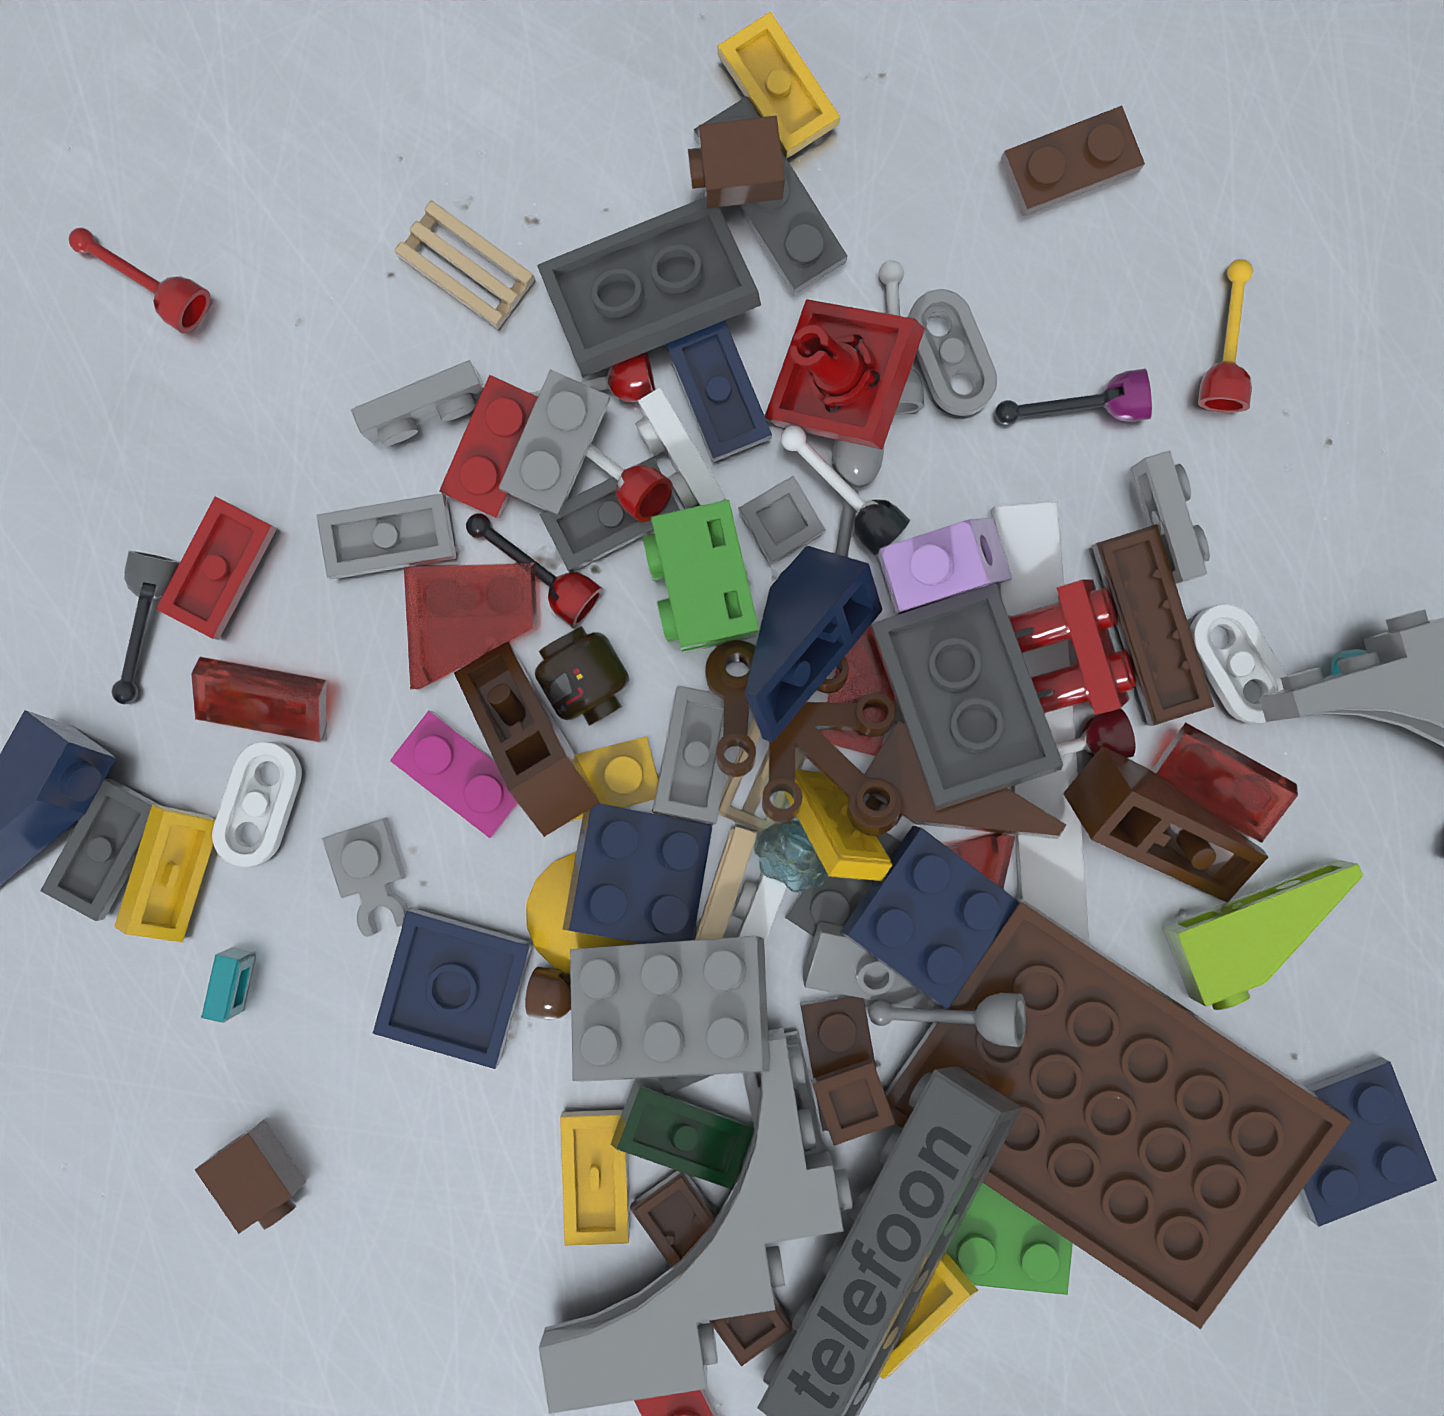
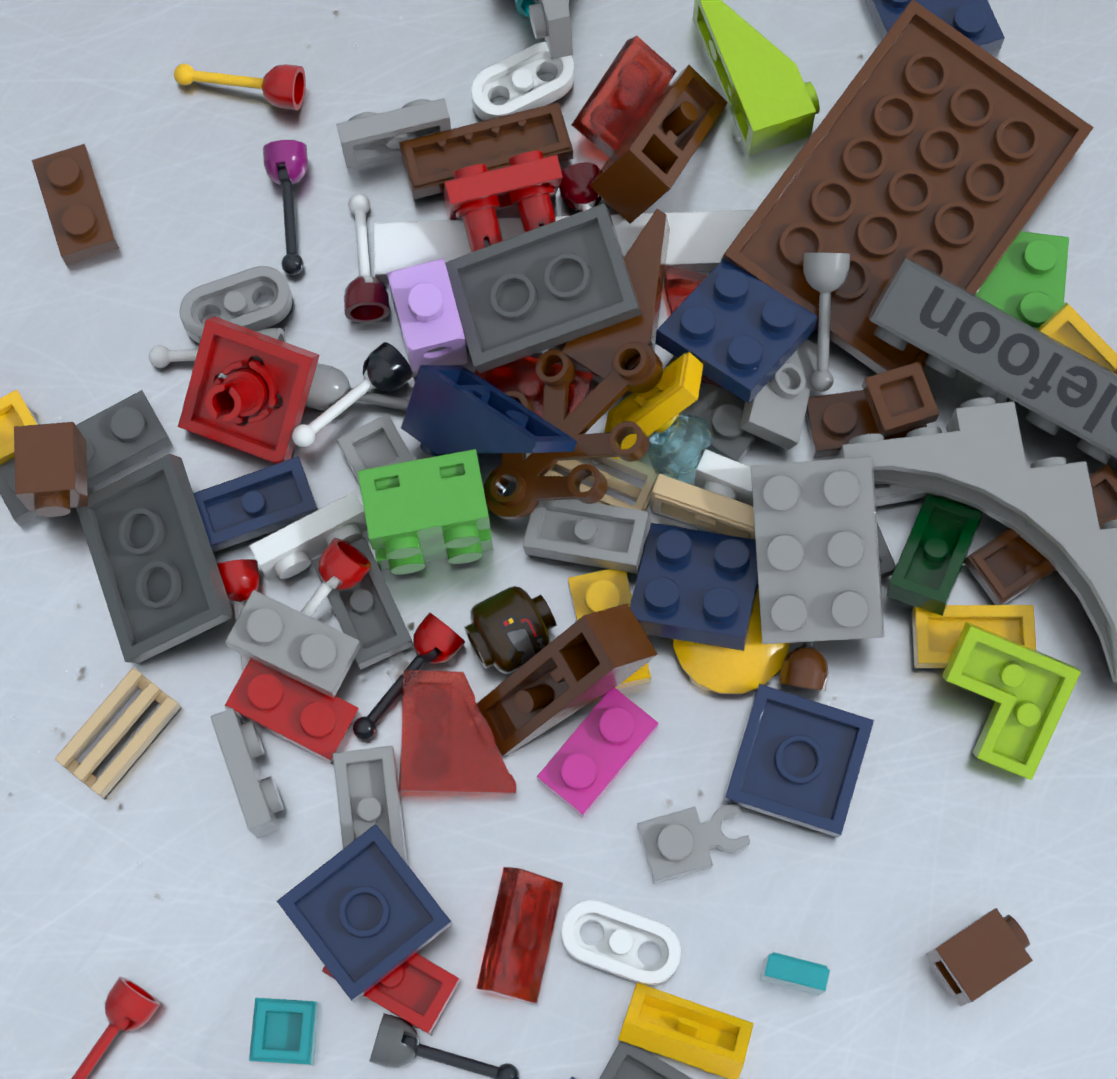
camera: 85 degrees left, 15 degrees down
(162, 461) = (284, 1031): none -> teal tile
(266, 536) = (364, 912): none -> dark blue plate
(528, 1231) = (1027, 694): none -> lime plate
(970, 496) = (365, 296): none -> dark red hinge

